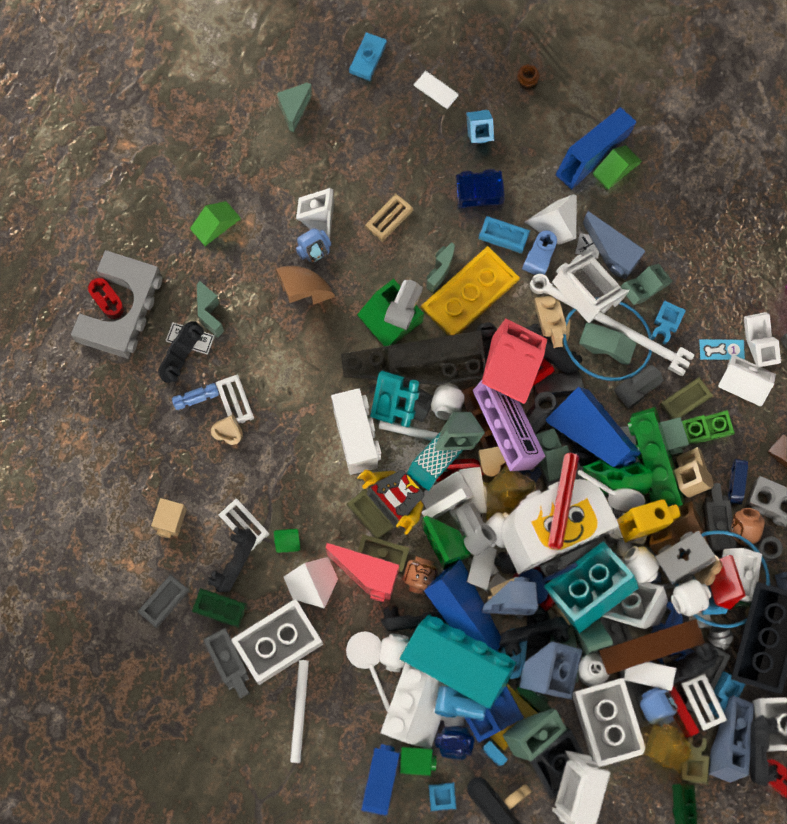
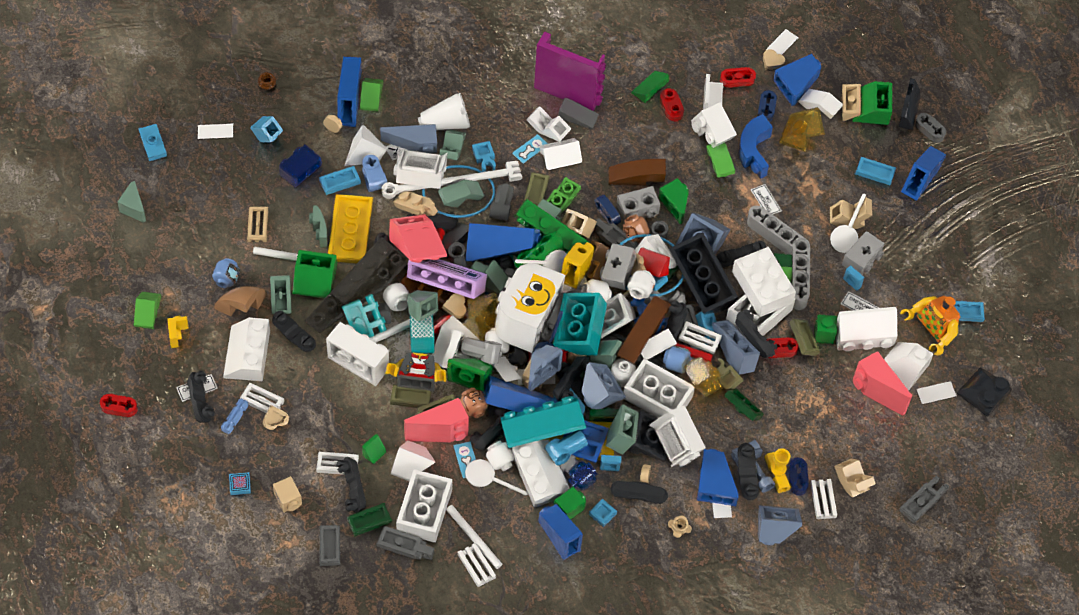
camera: 45 degrees left, 15 degrees down
(120, 335) = (132, 377): light grey arch -> none
(140, 468) = (239, 483): none -> dark azure tile
(206, 303) = (187, 356): sand green slope -> none
(215, 264) = (175, 326): none -> yellow bracket
(264, 340) = (247, 350): none -> white slope
(280, 720) = (468, 550): none -> white tile
(317, 210) = (208, 251): white slope -> none
(322, 357) = (293, 331): none -> black piece
(342, 309) = (280, 293): none -> sand green slope
(367, 619) = (464, 455): none -> medium azure sticker
(379, 263) = (275, 253): none -> white bar
(402, 309) = (322, 260): light grey piece -> none
(550, 169) = (332, 123): none -> tan tile
(563, 501) = (522, 282): axle -> none
(667, 249) = (447, 114): none -> white cone

